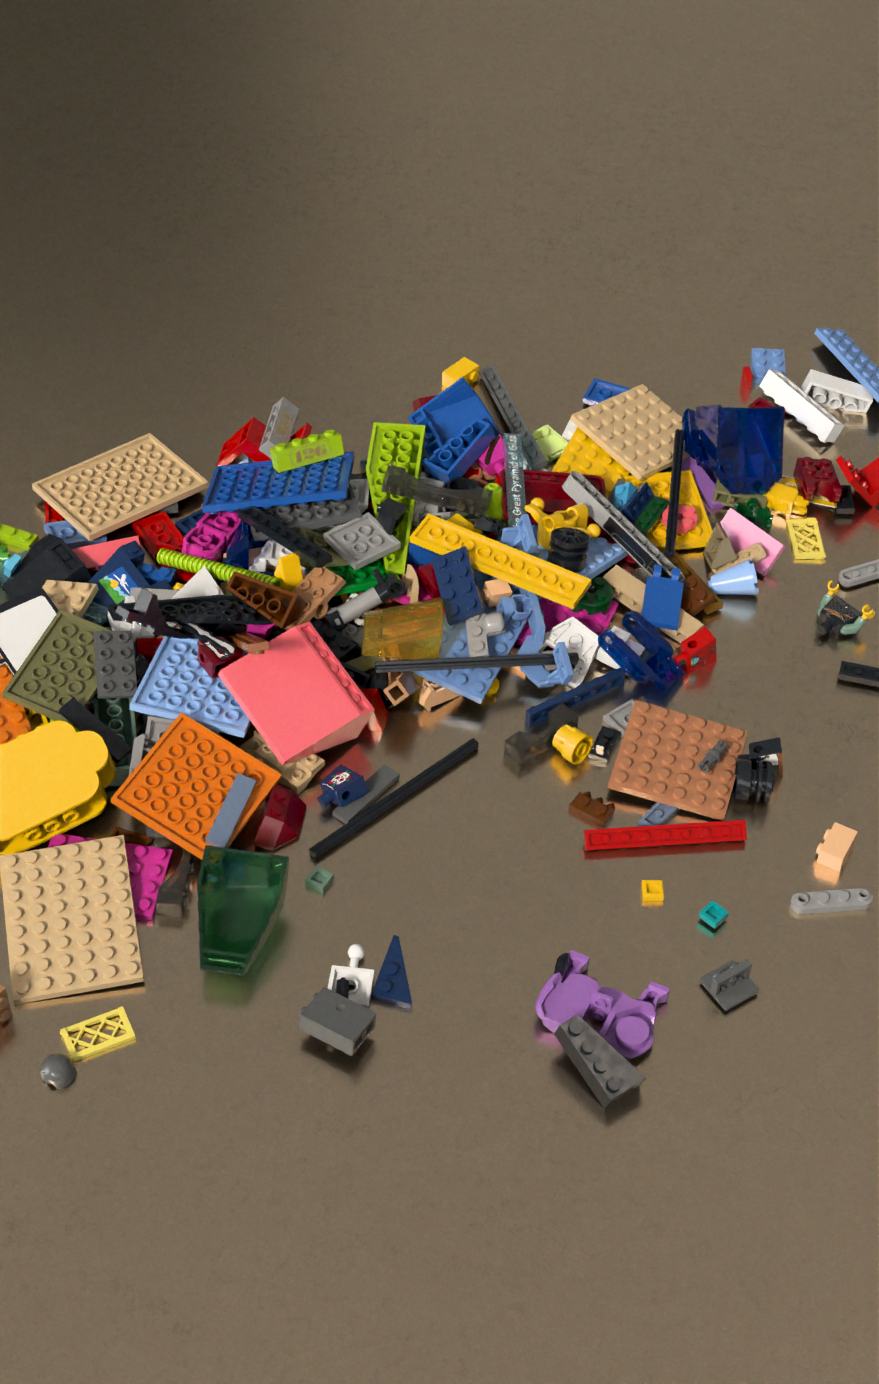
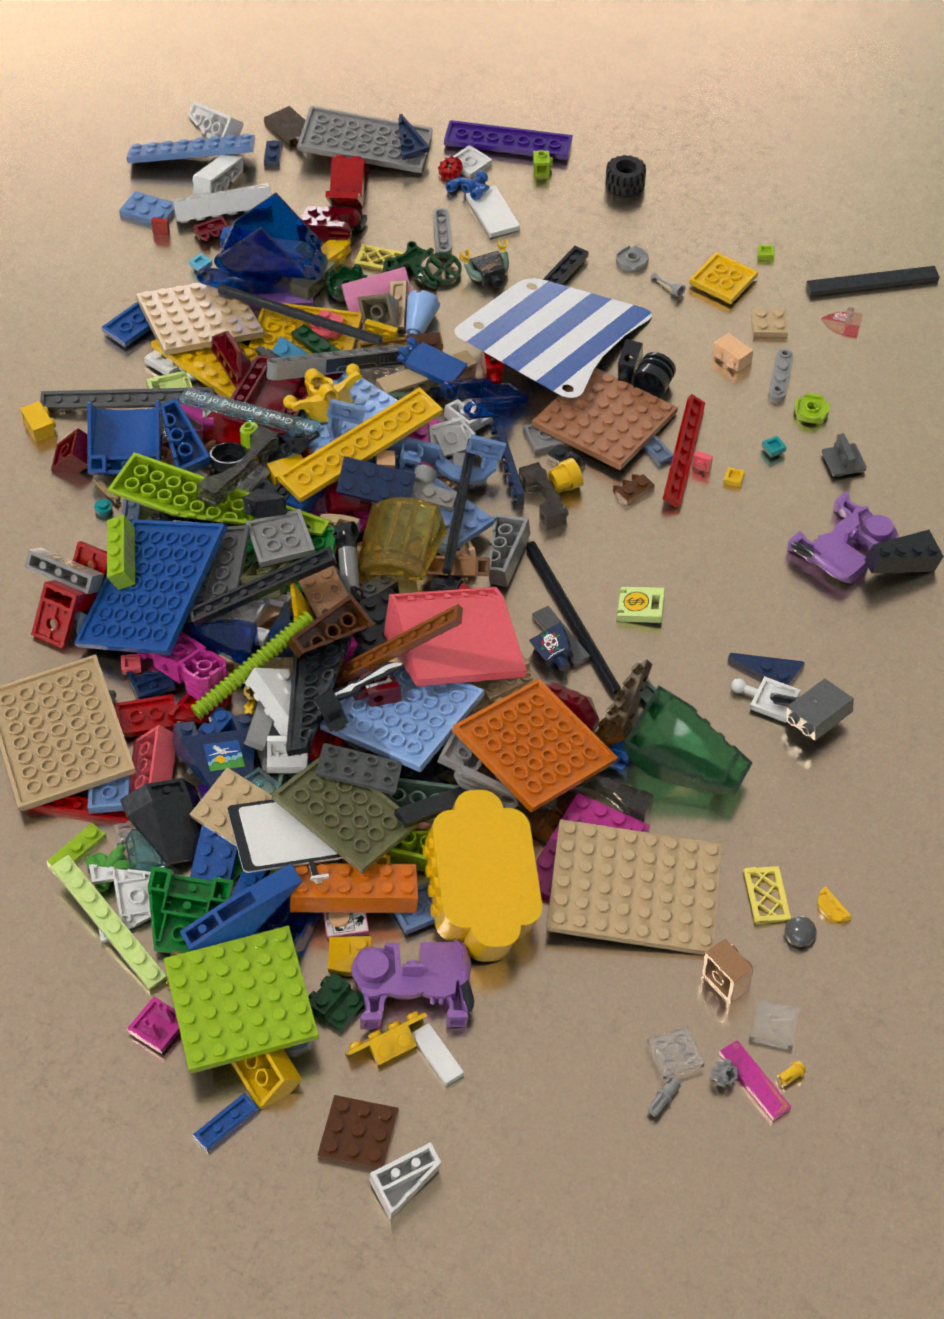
camera: 70 degrees left, 5 degrees up
(11, 564) = (151, 841): medium azure plate -> none
(97, 1092) = (831, 907): none -> yellow tile
(231, 811) = (571, 725): sand blue tile -> none
(300, 857) = (616, 722): none -> dark brown wing
(432, 842) = (636, 604): none -> yellowish green container
(452, 720) = (507, 545): none -> light grey wedge
(568, 548) = (368, 391): black wheel -> none
(589, 460) = (230, 356): none -> dark red wedge
(637, 502) = (296, 341): dark blue tile -> none
(654, 854) = (702, 461): none -> coral plate
(698, 555) = (384, 330): none -> yellow plate
(713, 756) = (619, 390): dark grey pin -> none
(767, 682) = (551, 331): none -> piece
(787, 947) = (808, 415): none -> lime plate
(812, 561) = (415, 256): none -> dark green piece

